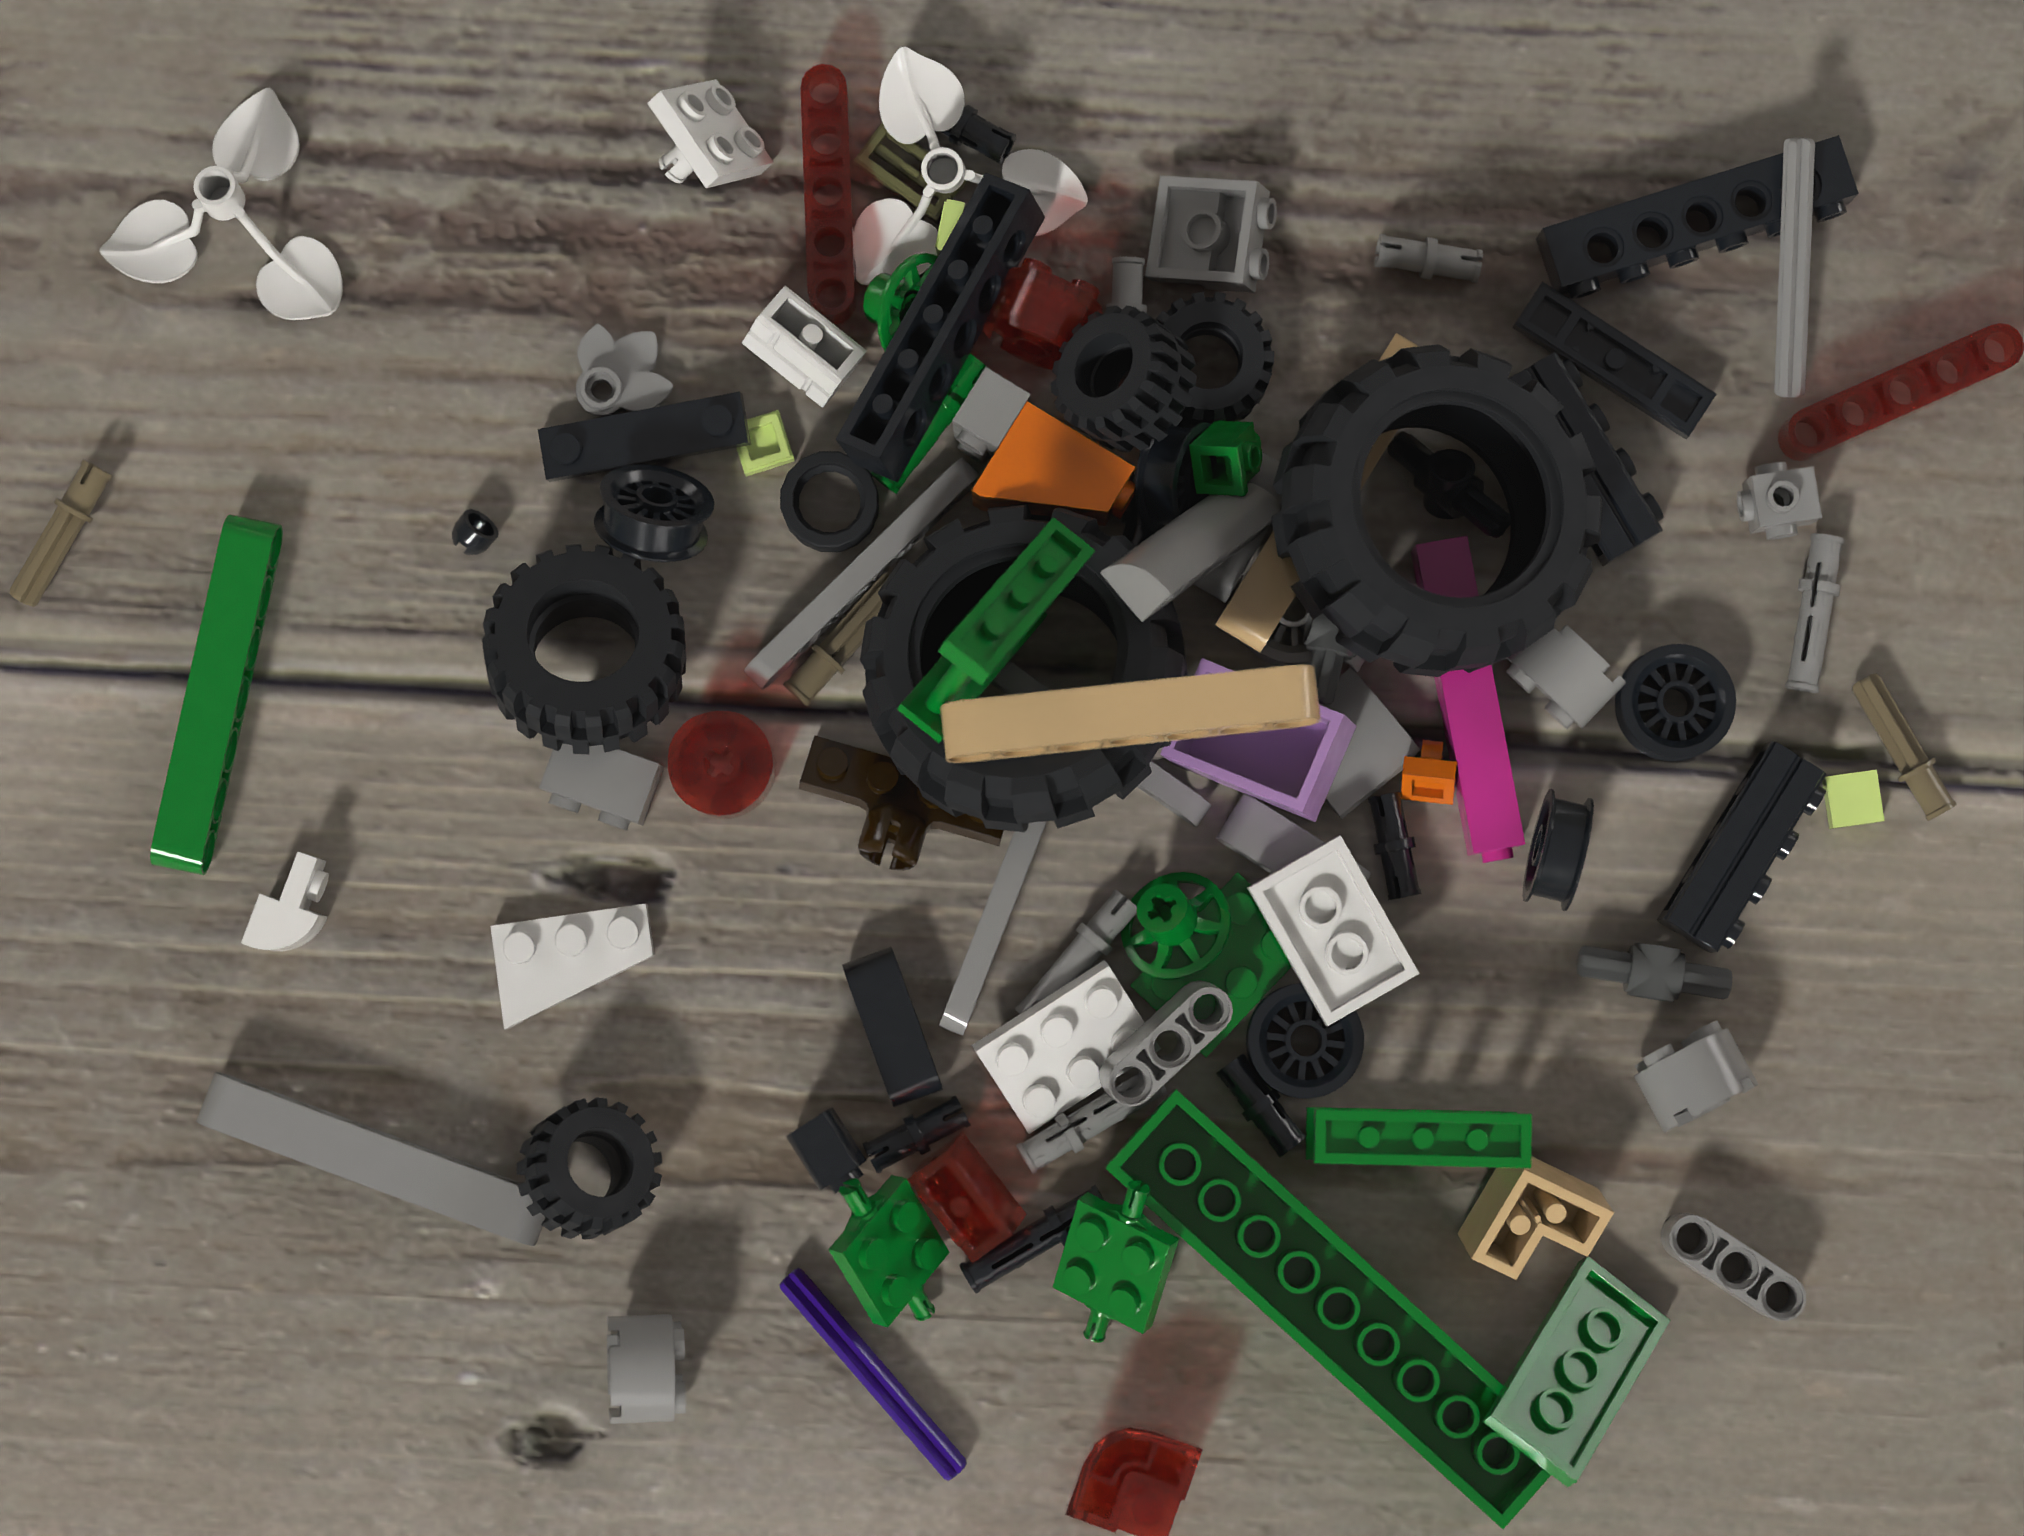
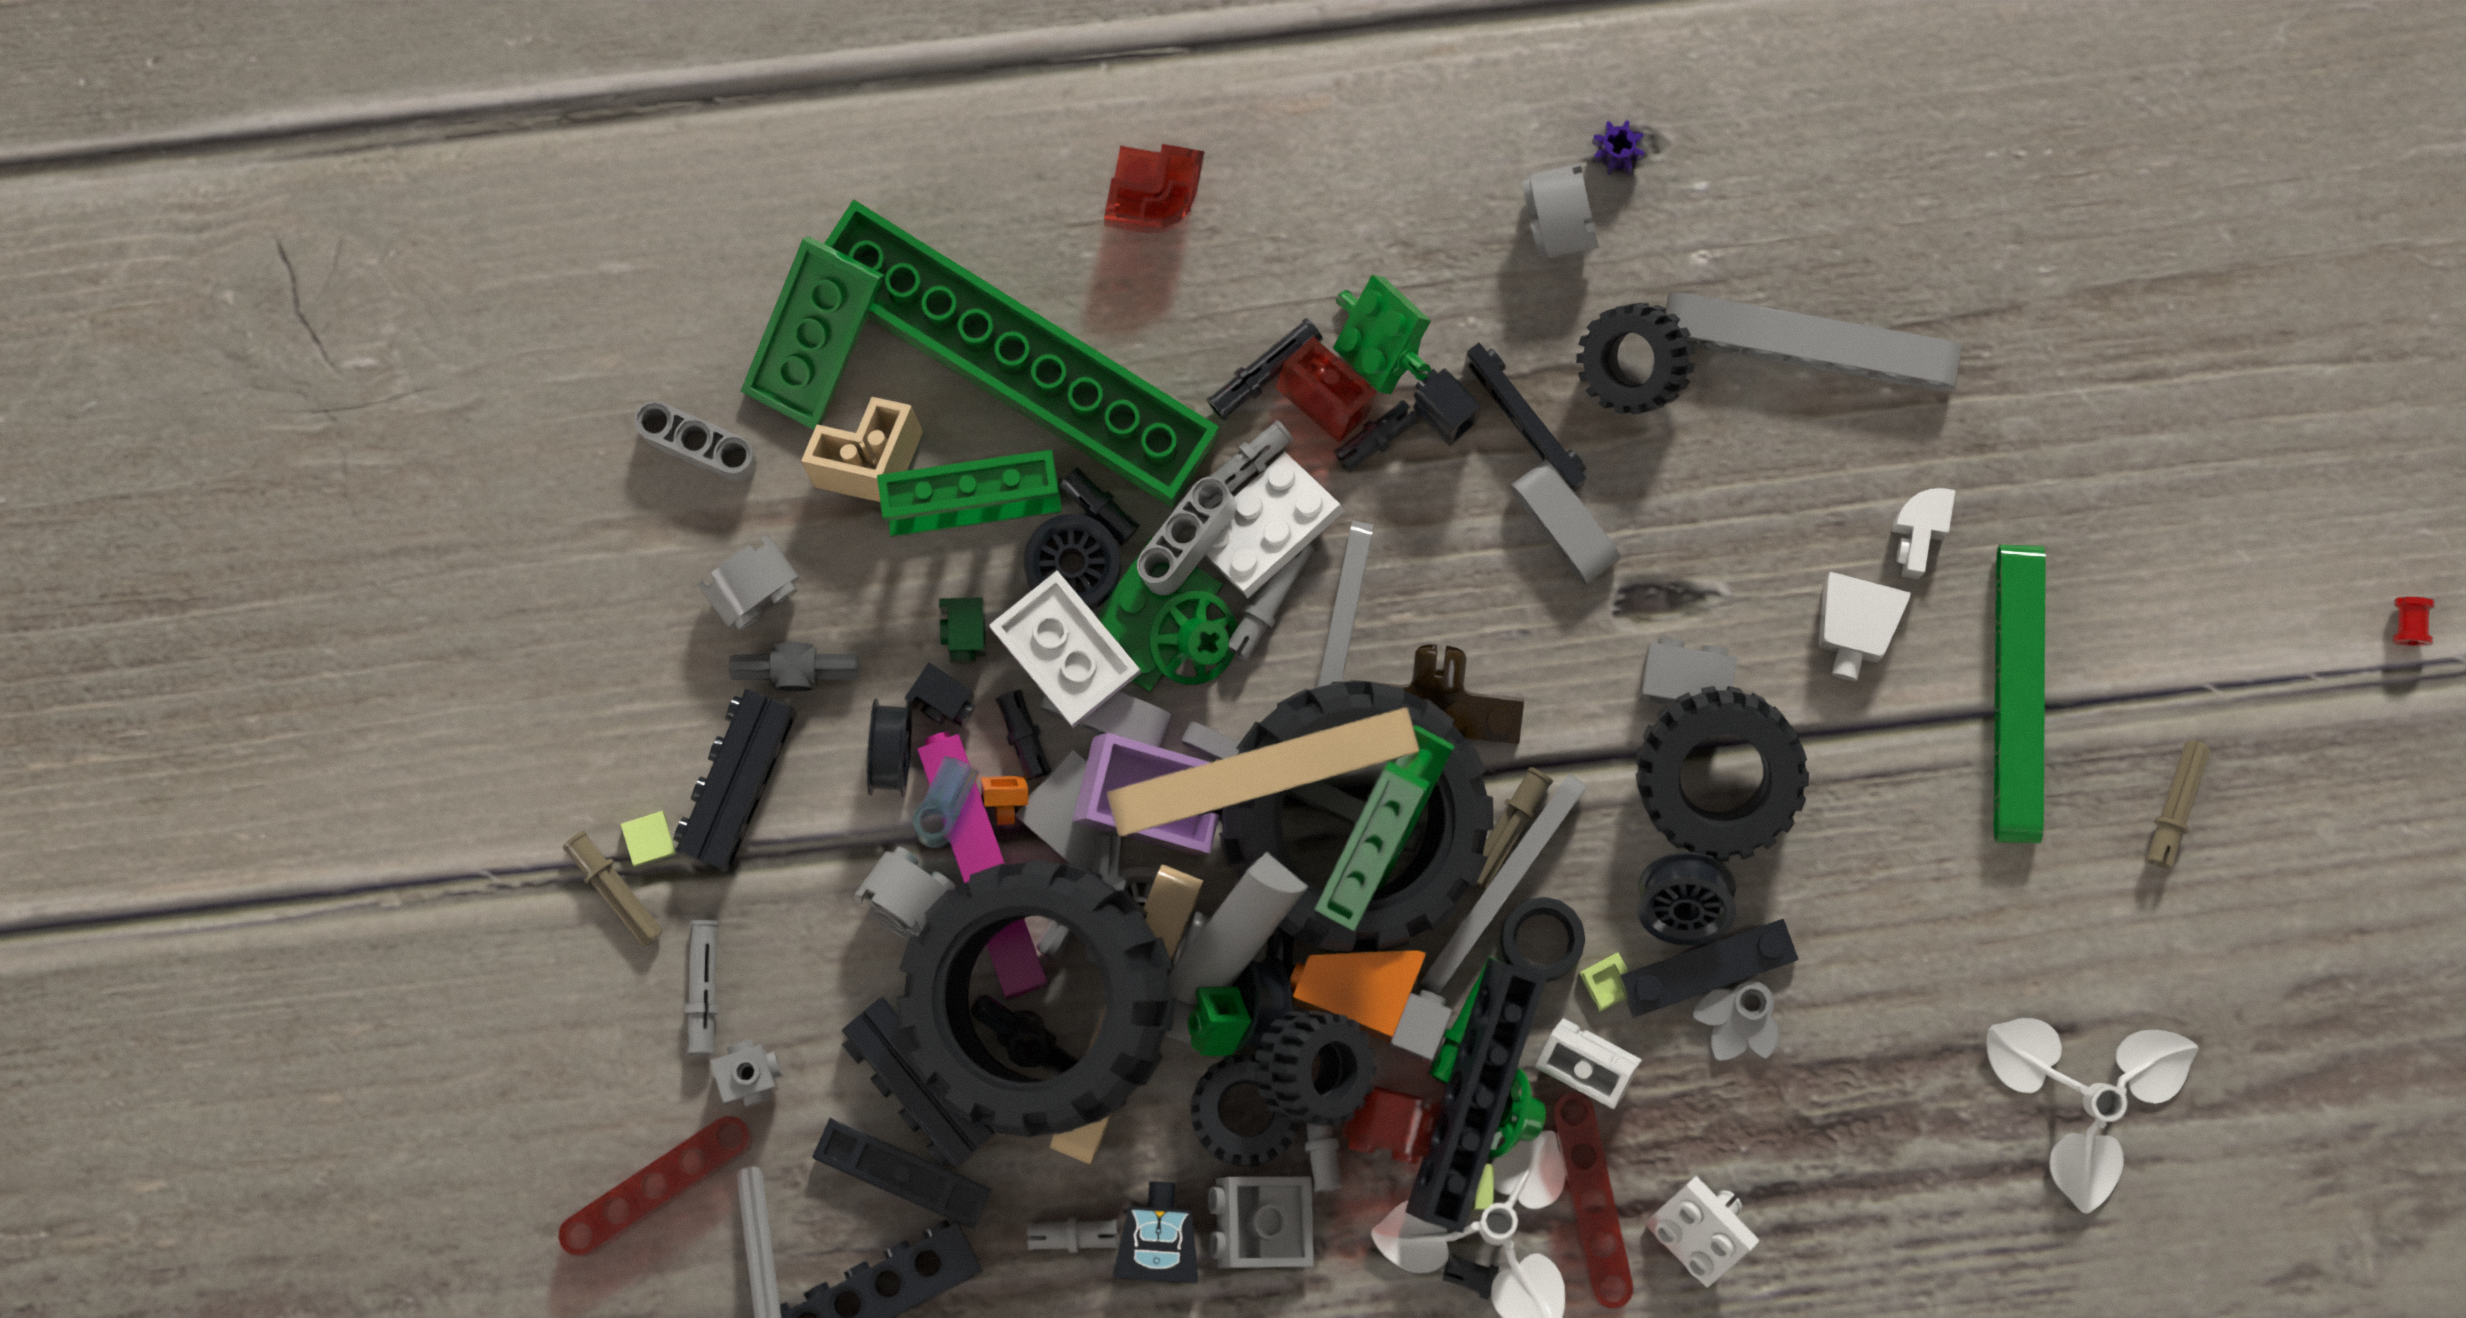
camera: 170 degrees right, 5 degrees down
(388, 809) = (1858, 621): none -> white torso
(474, 532) = (1830, 872): black hinge -> none
(545, 1442) = (1621, 134): none -> dark purple gear
(565, 954) = (1690, 531): white wing -> none
(698, 1057) = (1489, 369): none -> black plate
(710, 990) = (1565, 522): none -> light grey beam
(719, 734) = (1582, 679): clear red brick -> none
(873, 1374) = (1377, 242): dark purple axle -> none
(892, 183) = (1559, 1253): olive tile -> none
(892, 1027) = (1411, 517): black beam -> none
(1115, 1262) = (1197, 357): green plate -> none
(1332, 232) = (1158, 1240): none -> black torso
(1446, 982) = (963, 629): none -> dark green brick
(1484, 905) = (942, 697): none -> black brick
(1501, 774) = (945, 798): none -> clear light blue piece
(1692, 660) = (770, 883): black wheel -> none

